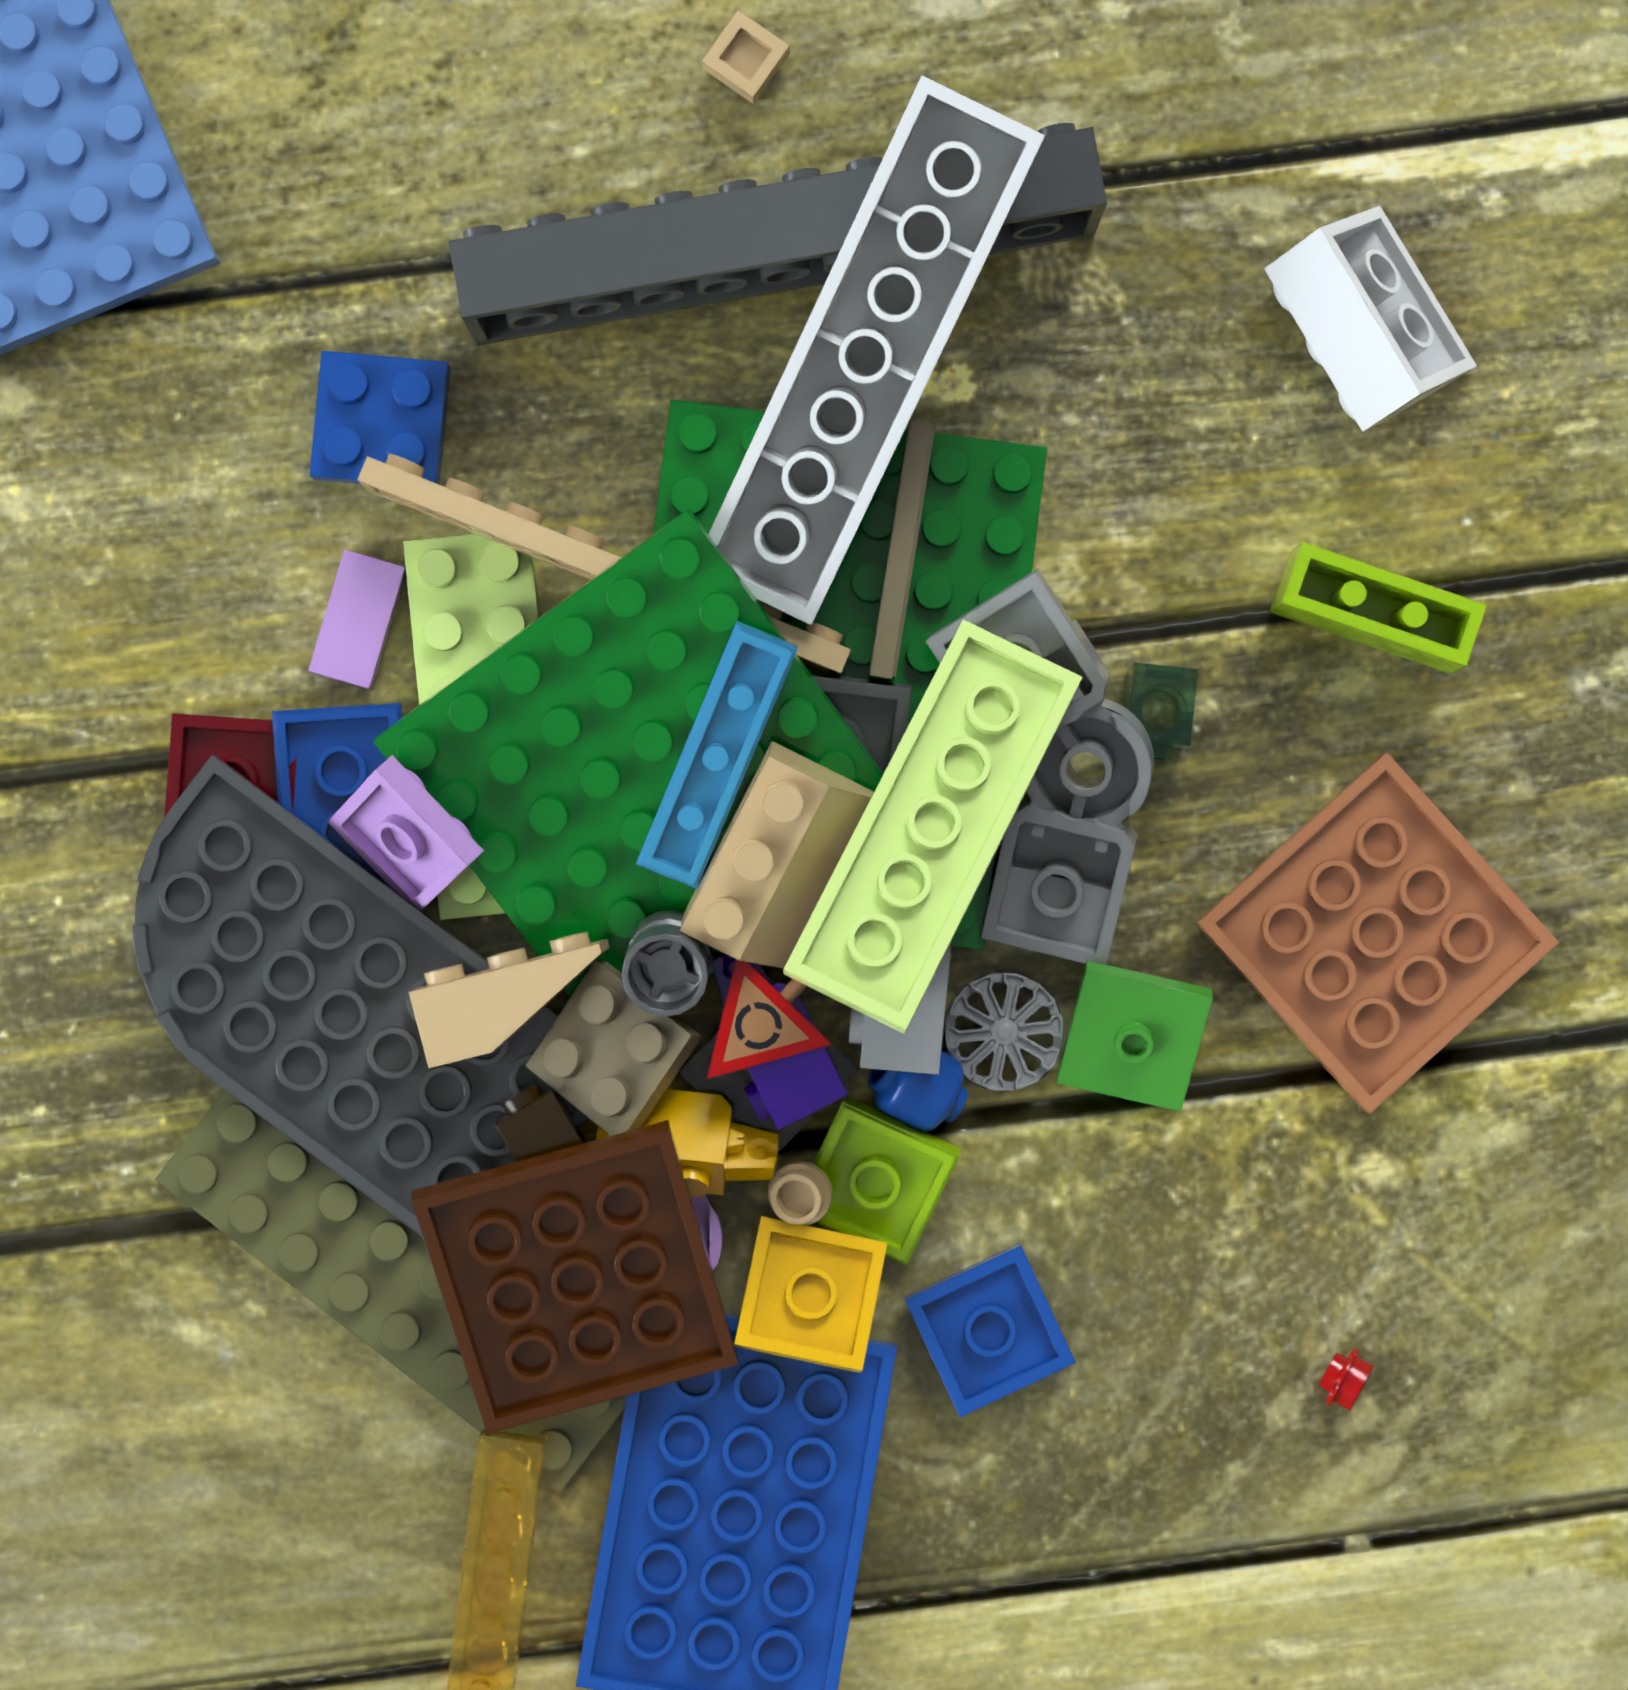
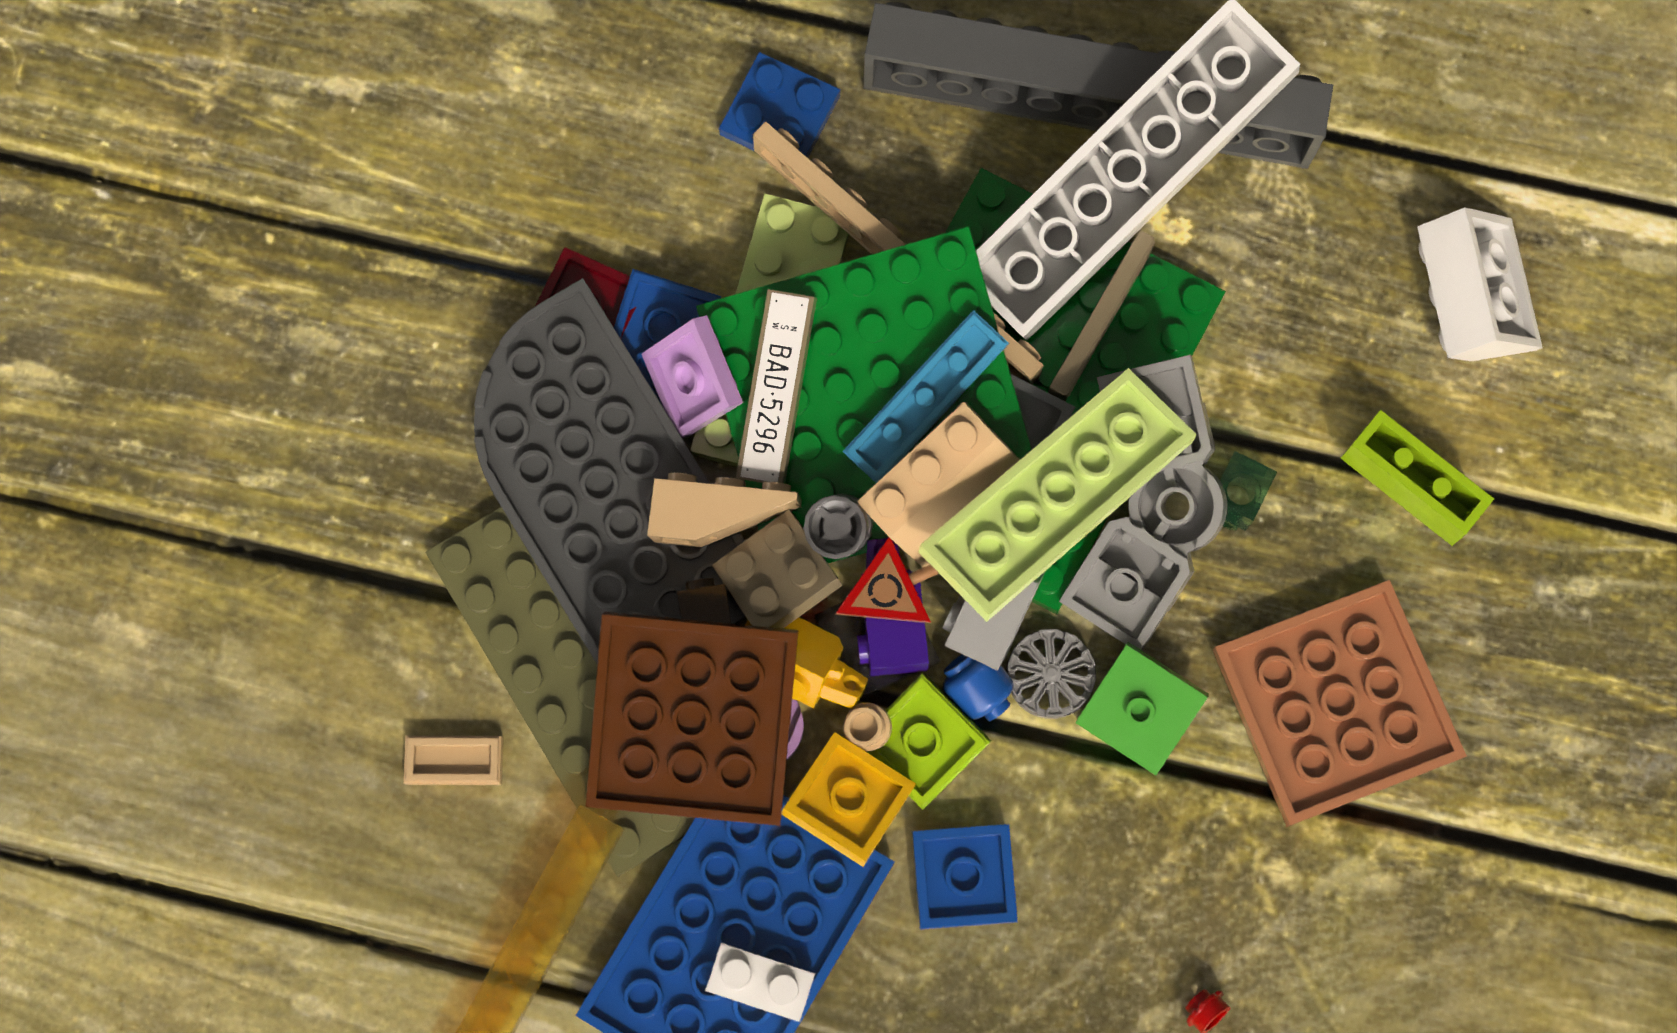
camera: 20 degrees right, 10 degrees down
(298, 1425) = (453, 760): none -> tan tile
(358, 620) = (713, 234): lavender tile -> none
(518, 811) = (776, 387): none -> white tile
(787, 1562) = (760, 982): none -> white plate

